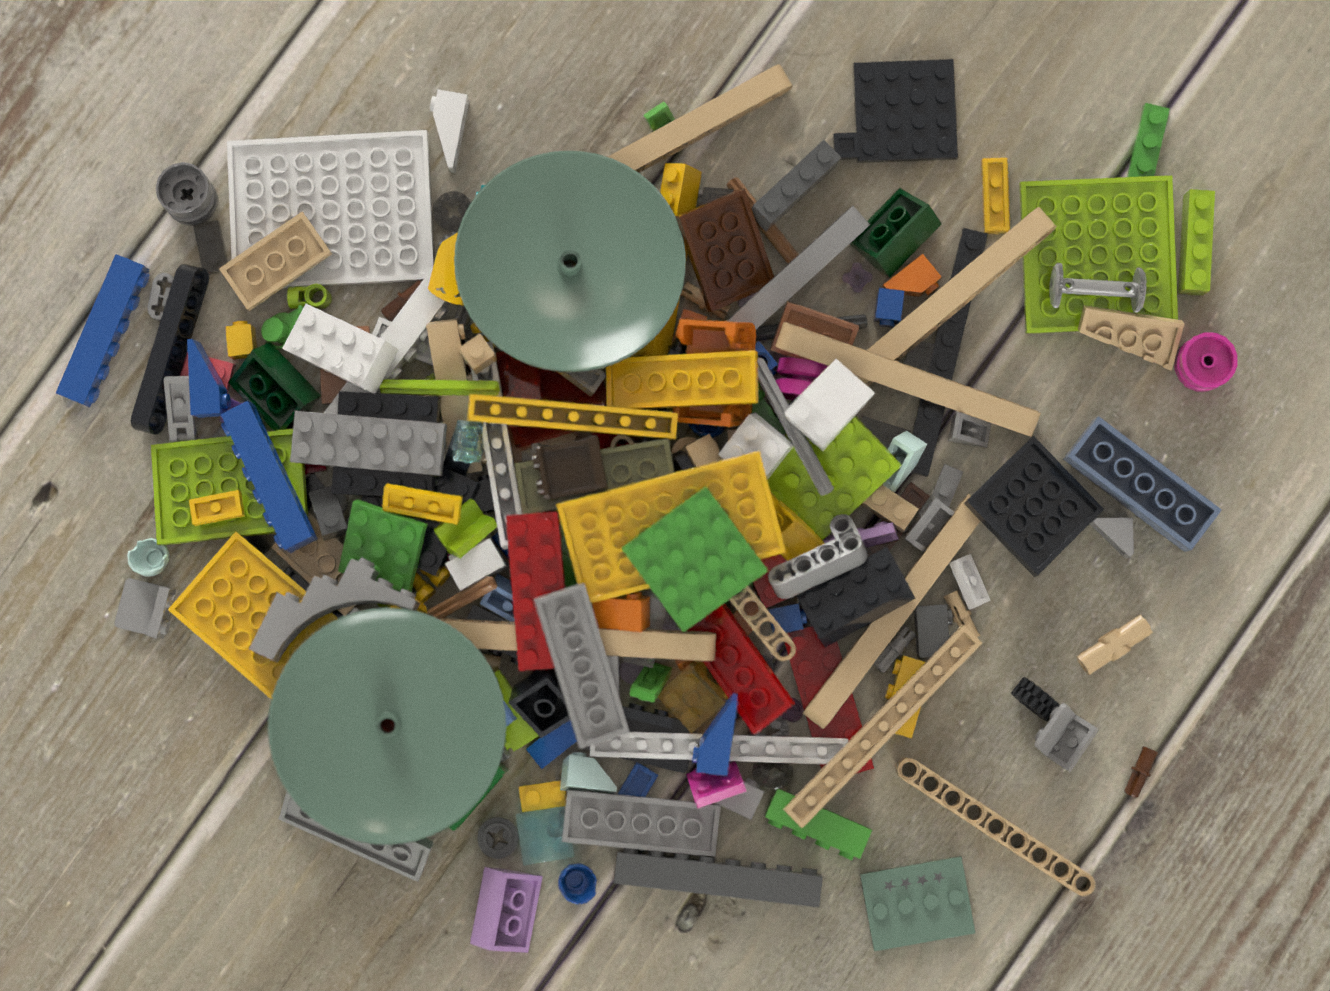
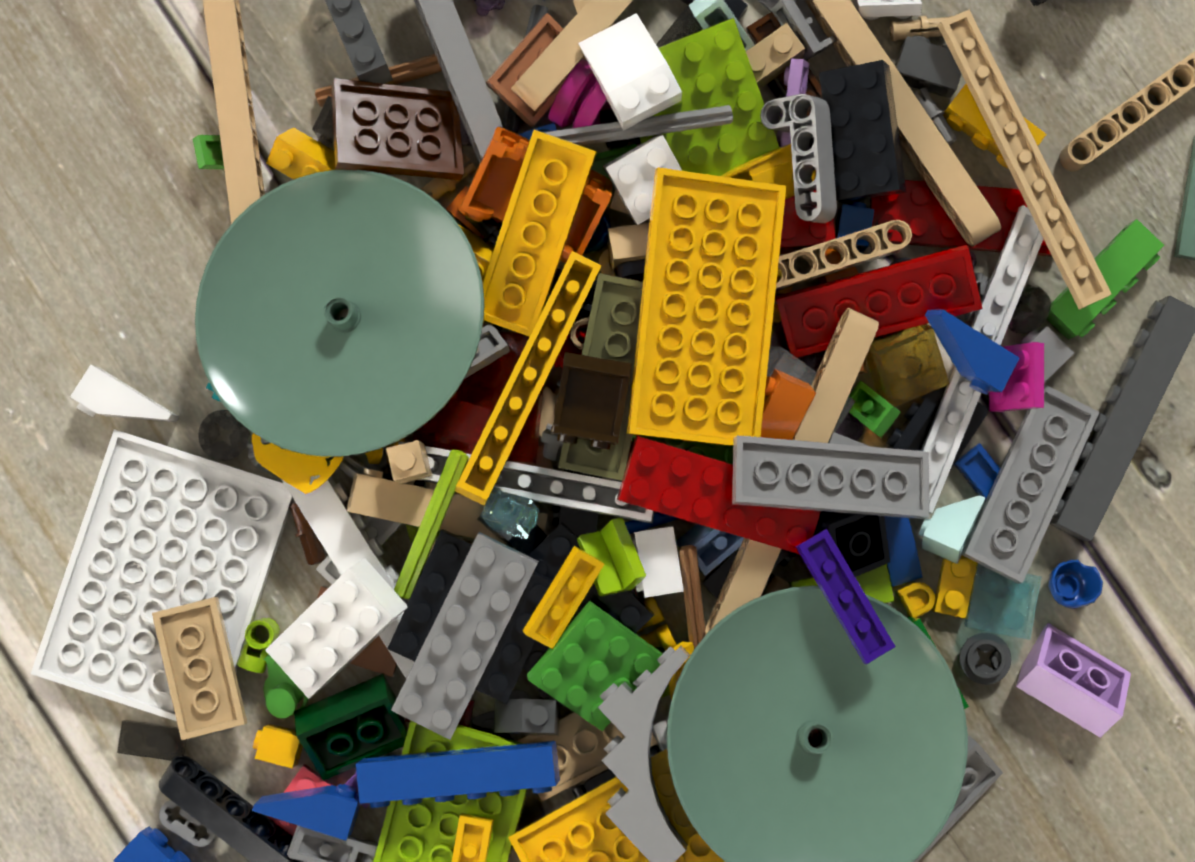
camera: 70 degrees left, 0 degrees up
(178, 183) = (57, 749): flat silver wheel -> none
(497, 707) = (845, 596): none -> dark purple plate
(523, 771) = (917, 598): none -> yellow tile
(694, 559) = (755, 294): bright green plate -> none

